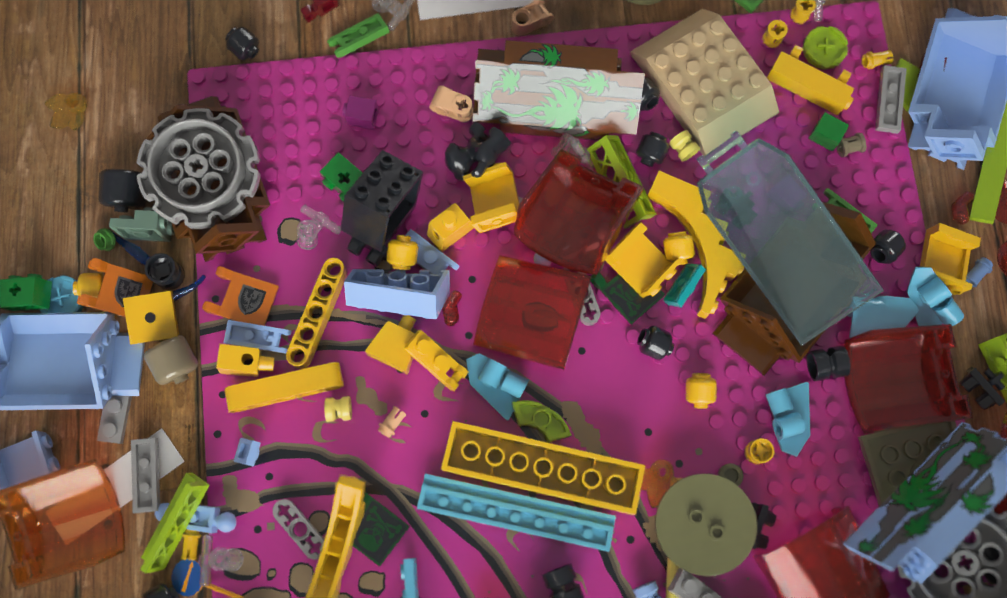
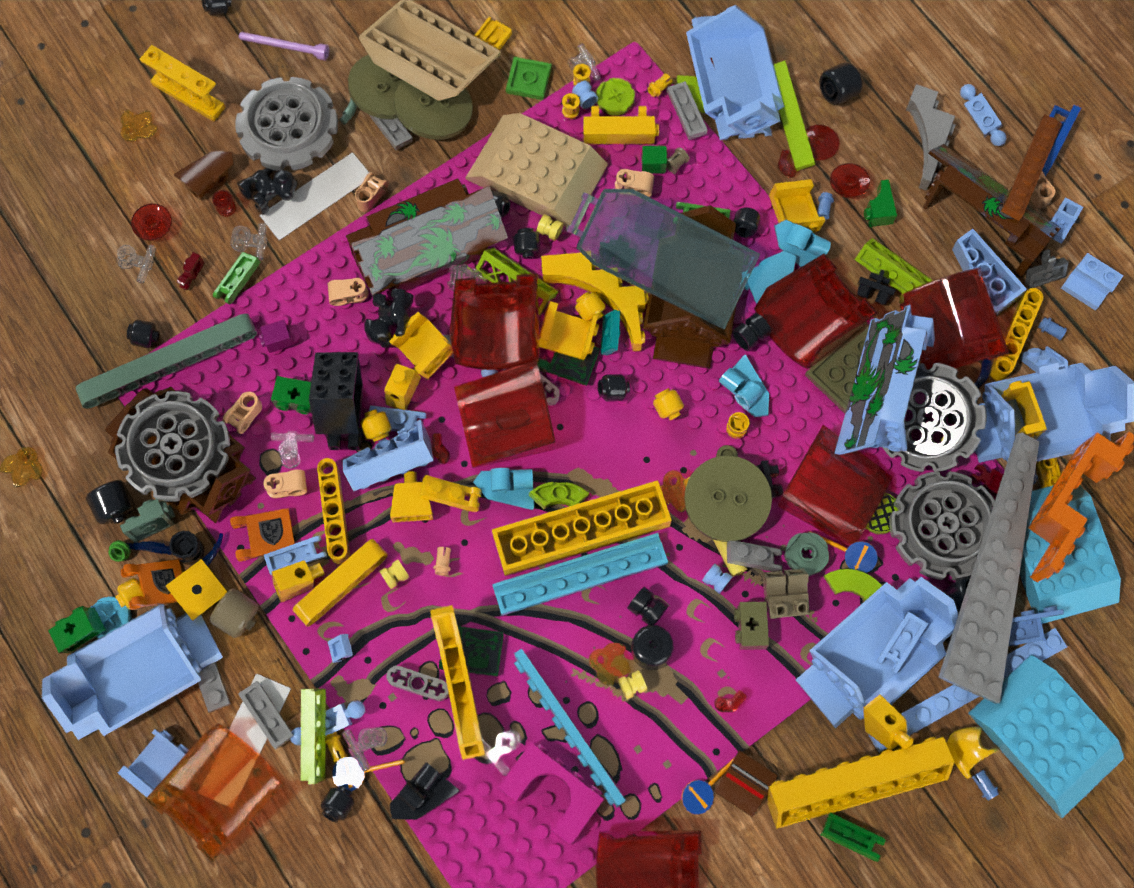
camera: 30 degrees left, 5 degrees down
(248, 81) = (165, 361): none -> sand green beam
(287, 168) = (242, 413): none -> light nougat piece
(291, 263) = (288, 484): none -> light nougat piece
(796, 29) = (586, 95): none -> light blue wheel
(798, 146) = (635, 180): none -> light nougat piece

